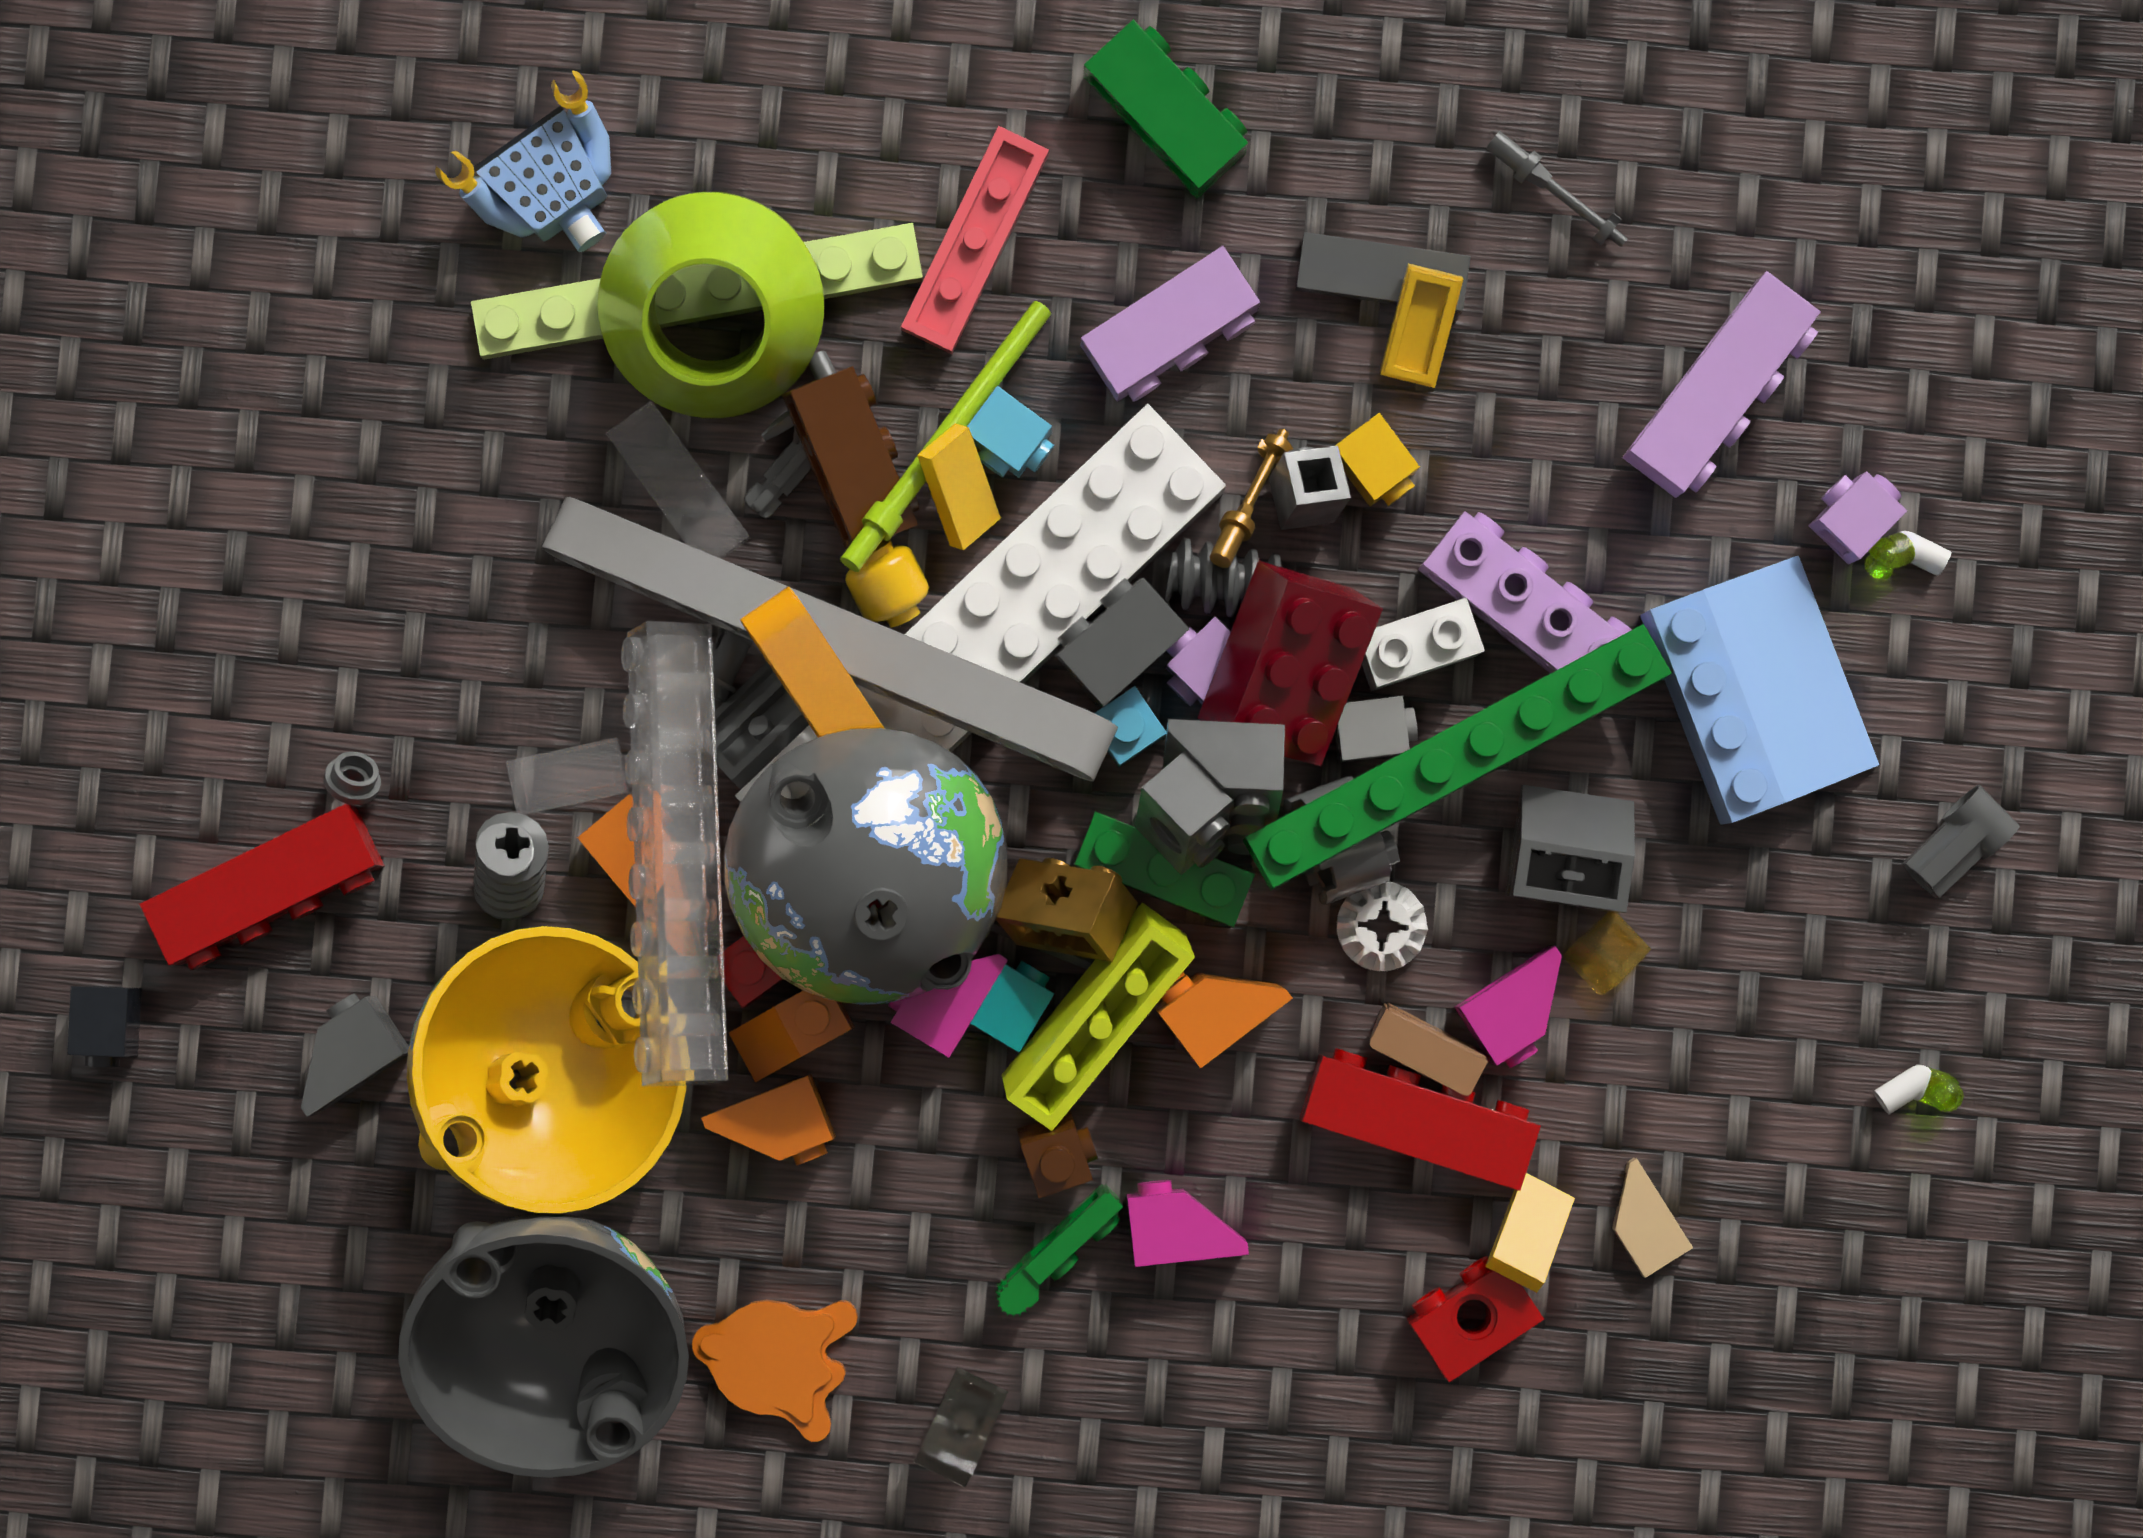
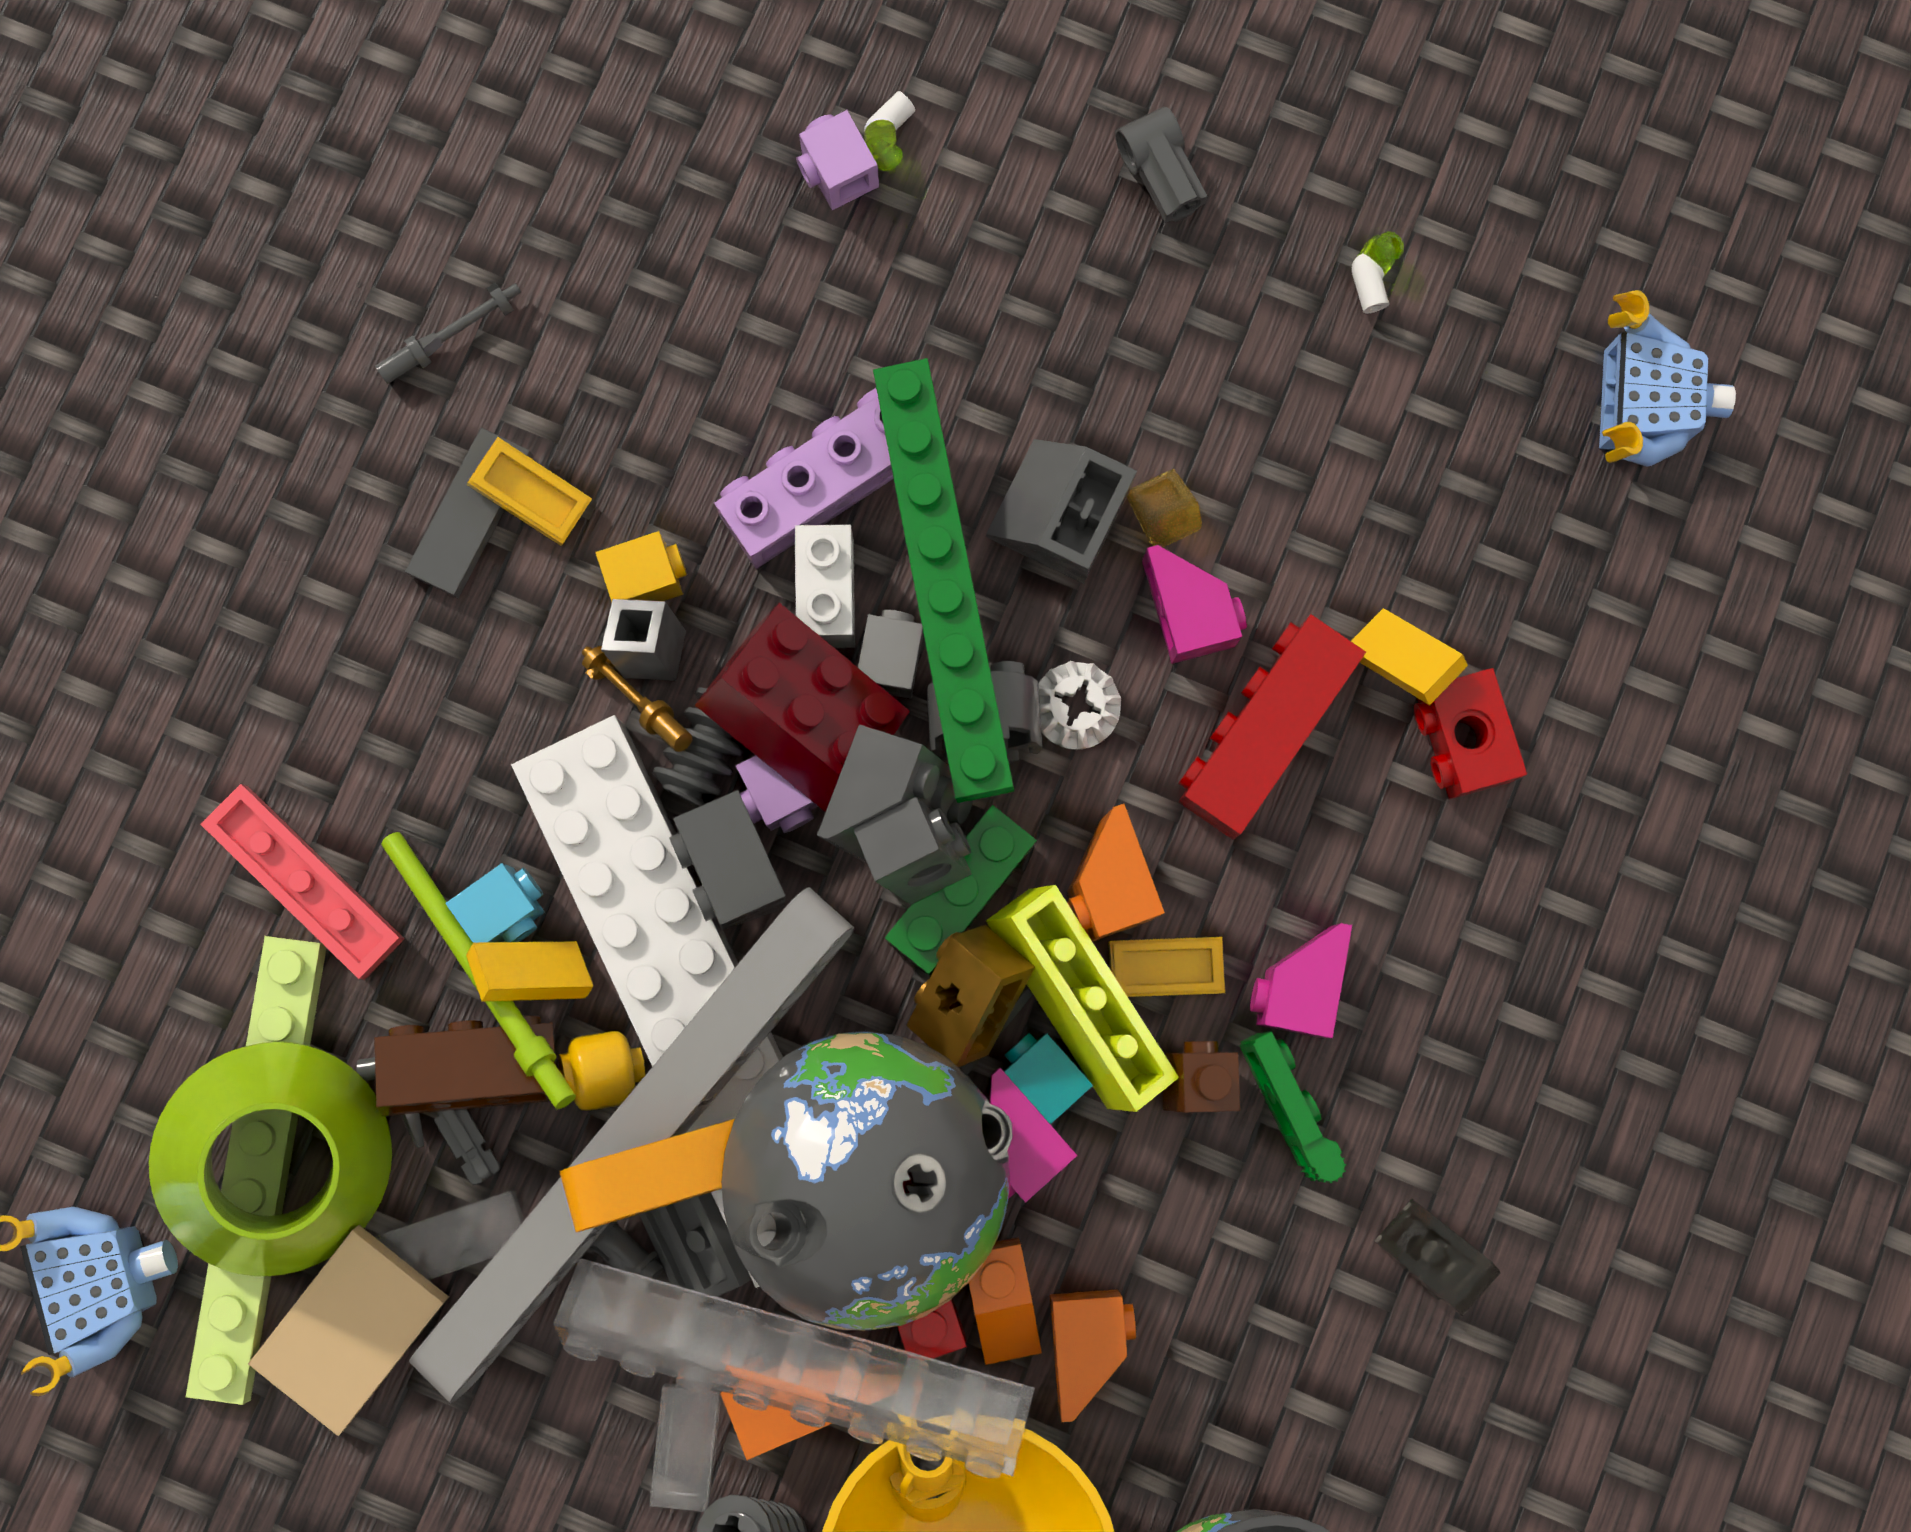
camera: 70 degrees left, 5 degrees down
(577, 430) = (348, 1330): none -> tan tile
(776, 1360) = (1318, 1417): orange tile -> none
(1136, 726) = (819, 872): medium azure brick -> none
(1155, 1091) = (1168, 966): none -> yellow tile
(1167, 107) = (241, 661): green brick -> none
(1171, 326) = (448, 721): lavender brick -> none
(1427, 1049) = (1206, 697): medium nougat slope -> none
(1646, 1223) = (1426, 550): tan tile -> none
(1722, 385) = (677, 238): lavender brick -> none
(1760, 690) = (970, 297): light blue slope -> none
(1882, 1404) = (1654, 388): none -> light blue torso

